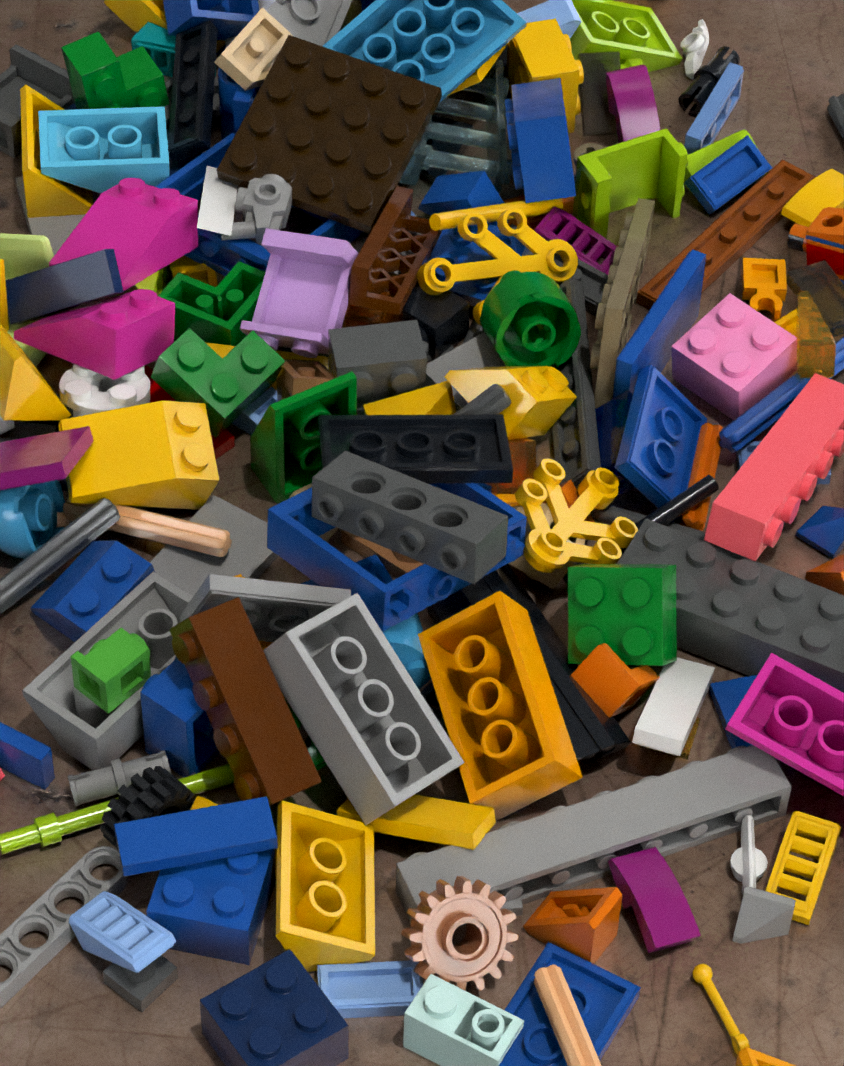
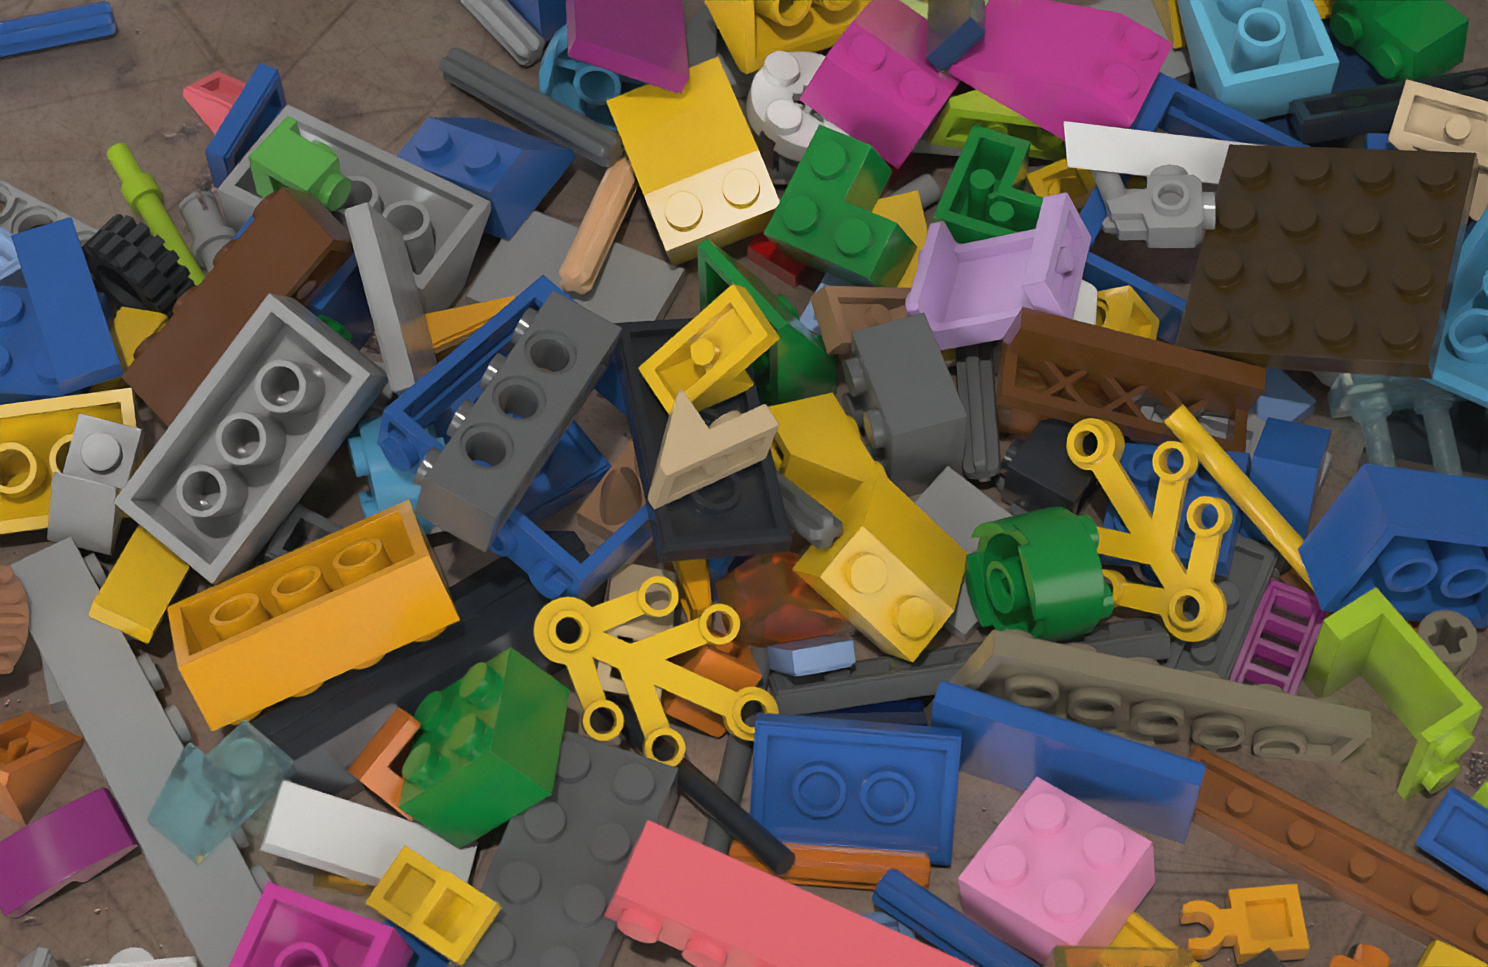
camera: 85 degrees right, 10 degrees up
(358, 845) = (95, 472): none -> light grey slope
(374, 409) = (711, 352): none -> yellow slope
(446, 429) = (701, 455): none -> tan slope
(557, 447) = (811, 655): none -> medium blue tile
(638, 768) = (218, 791): none -> clear light blue slope
(739, 652) = (433, 905): none -> yellow slope

